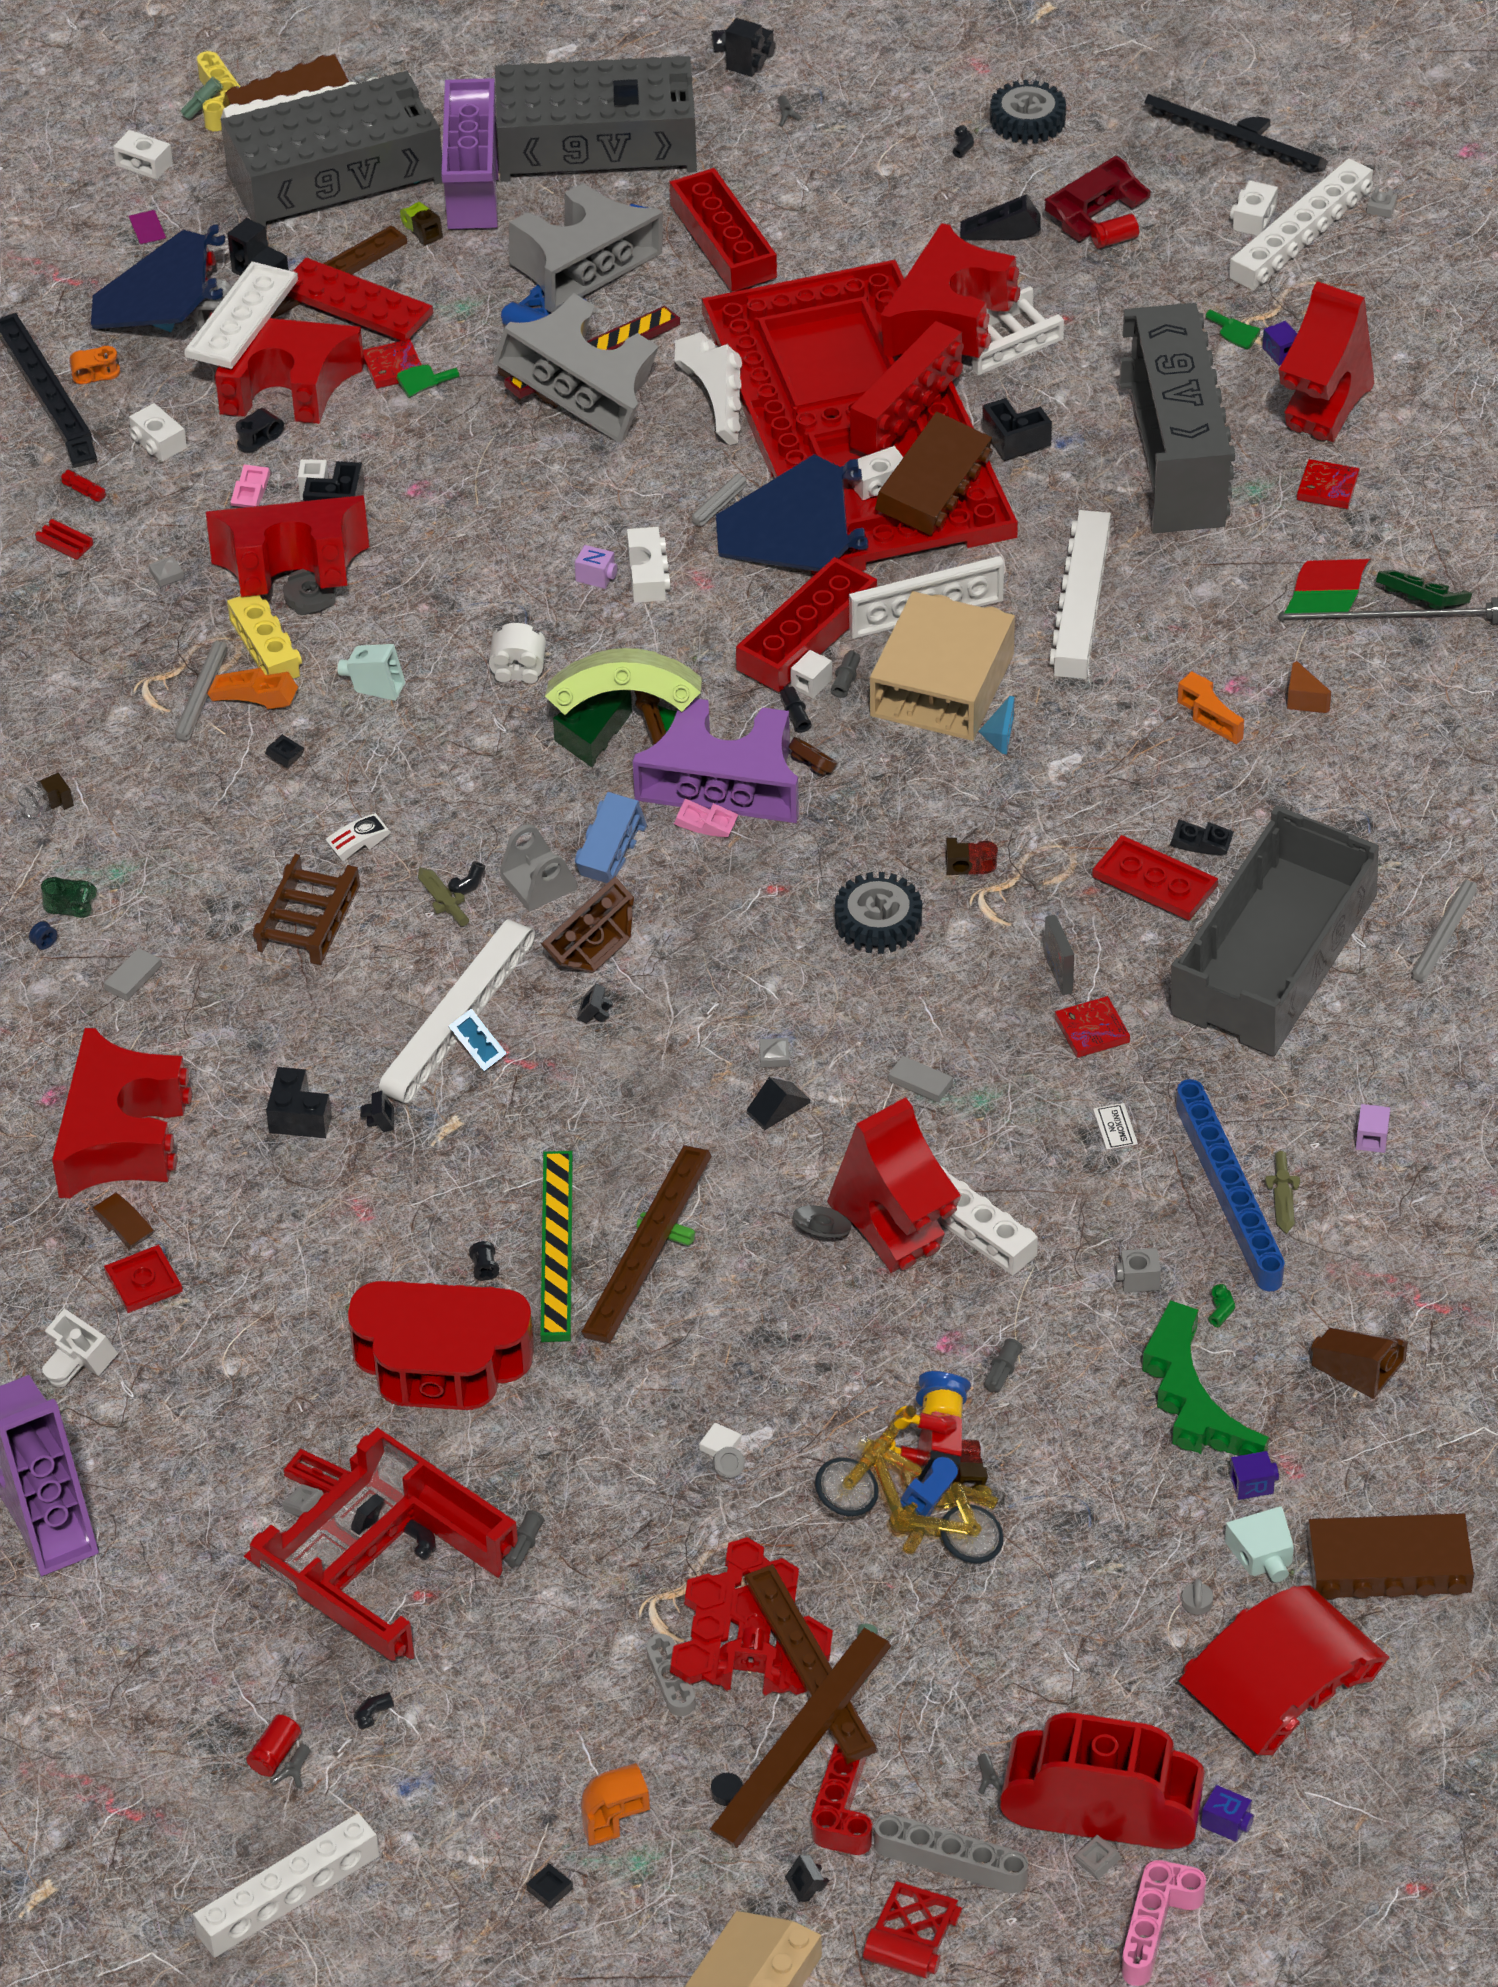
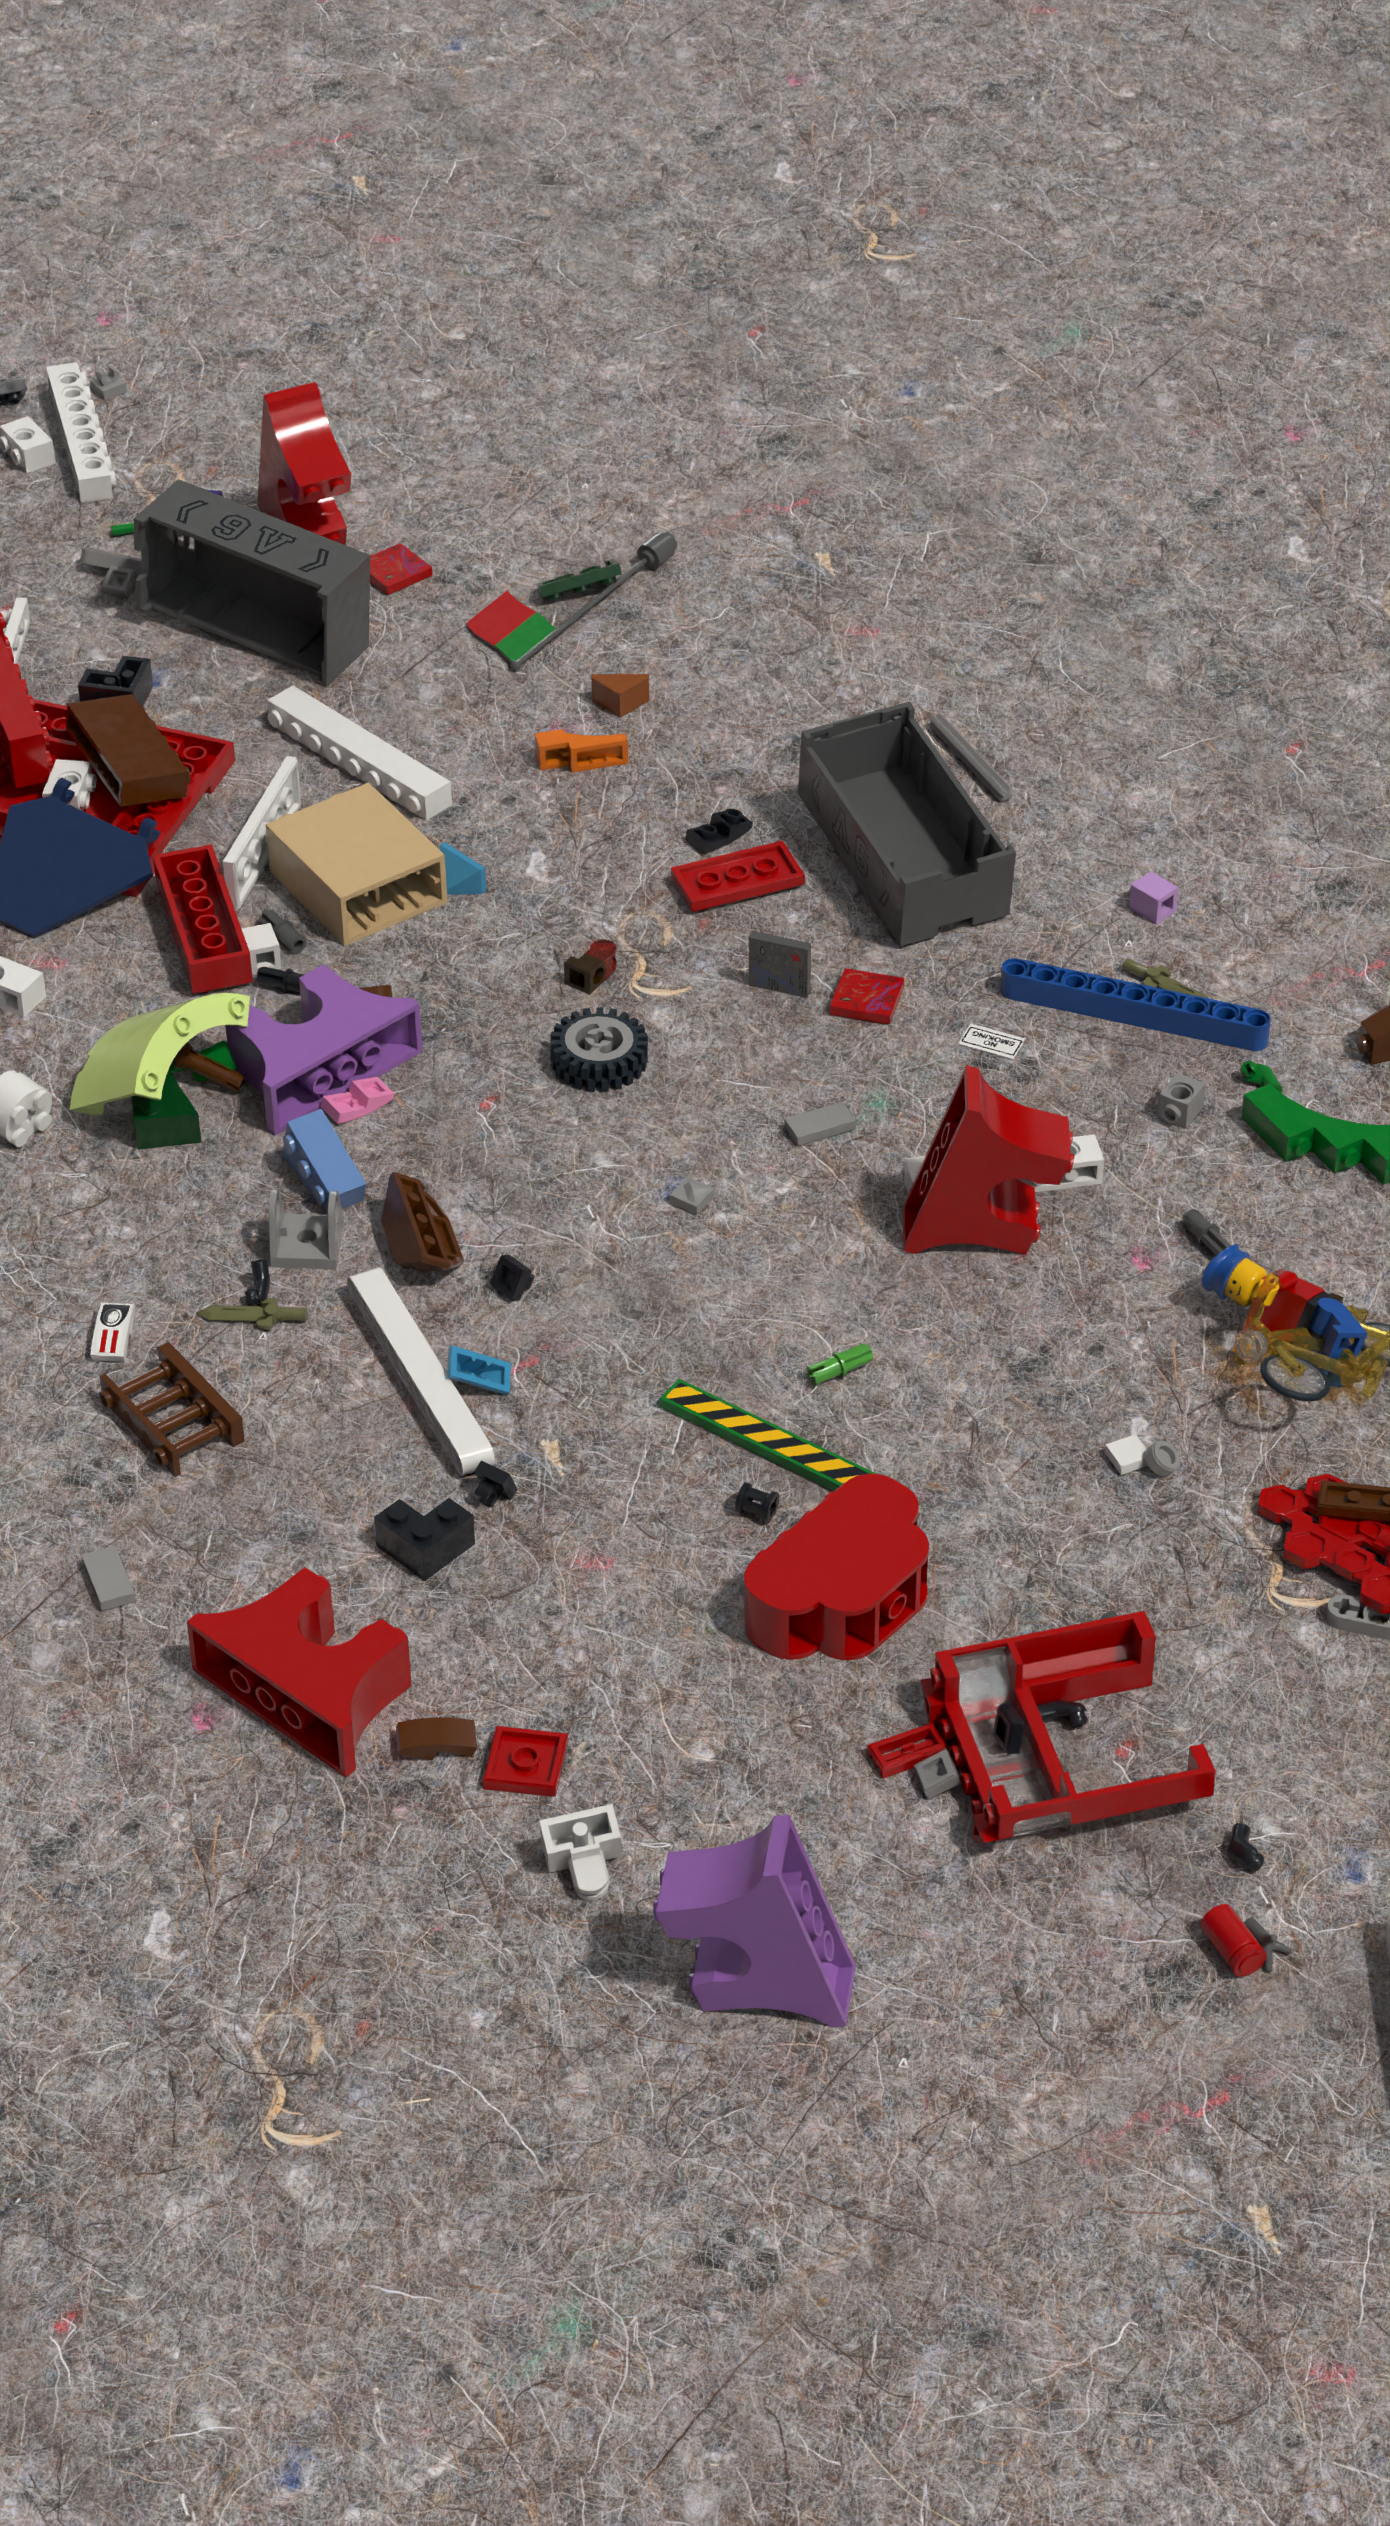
camera: 55 degrees left, 5 degrees down
(646, 1244) = (855, 1380): reddish brown tile -> none
(776, 1102) = (757, 1225): black slope -> none
(821, 1222) = (936, 1260): dark grey dish -> none

